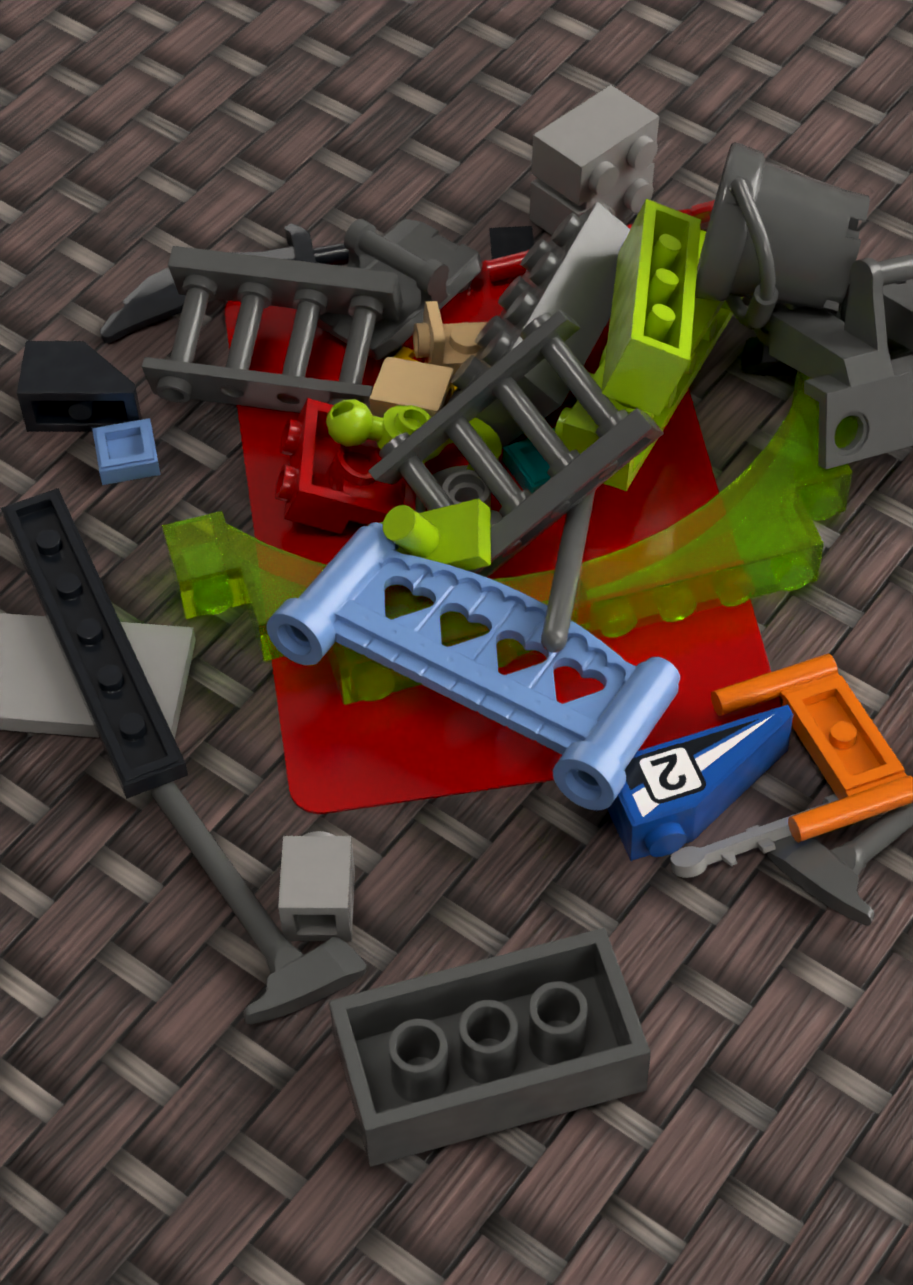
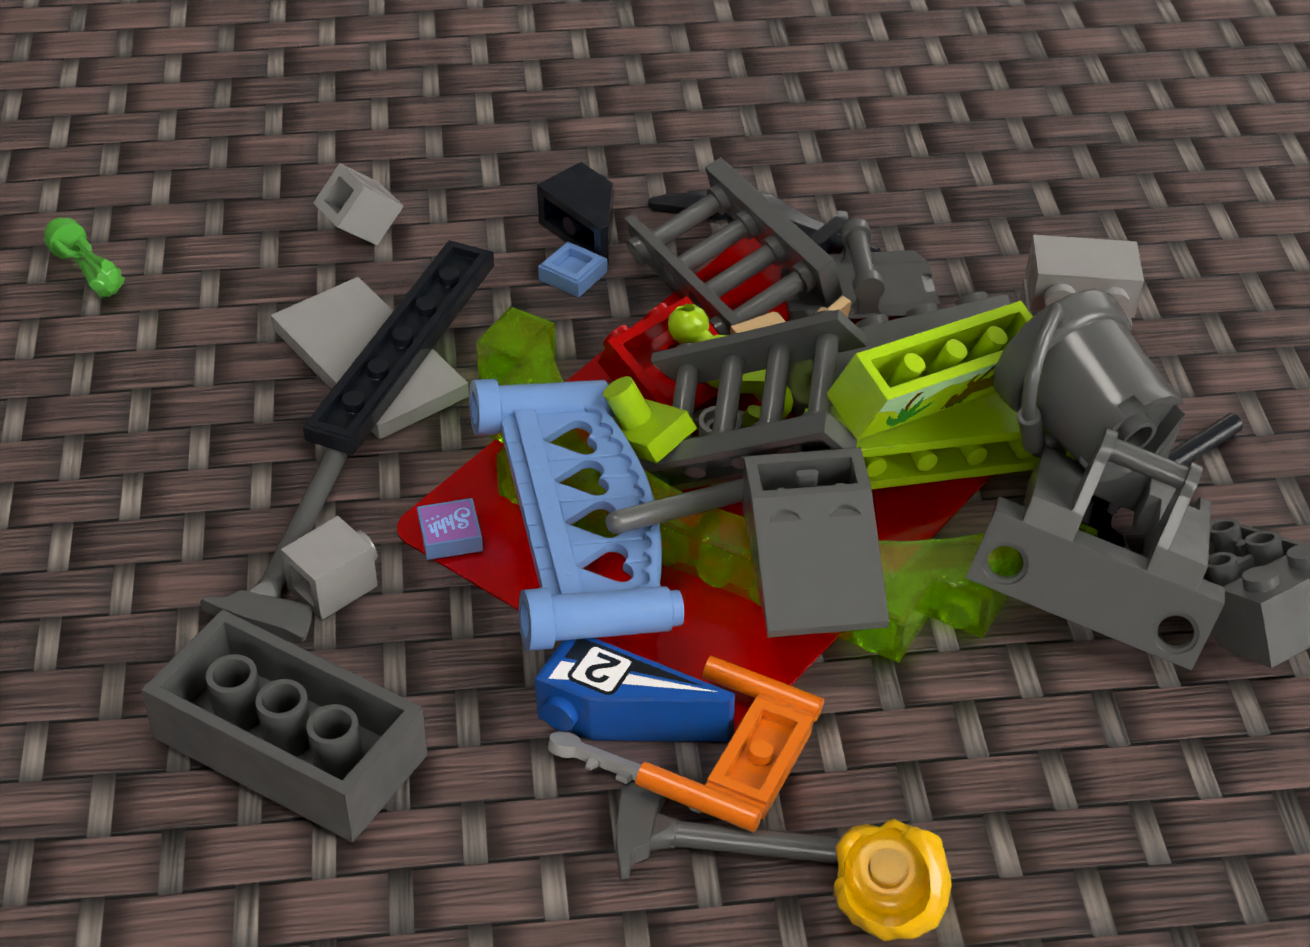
camera: 45 degrees right, 10 degrees down
(356, 768) = (449, 528): none -> tile
(708, 530) = (814, 542): none -> dark grey slope

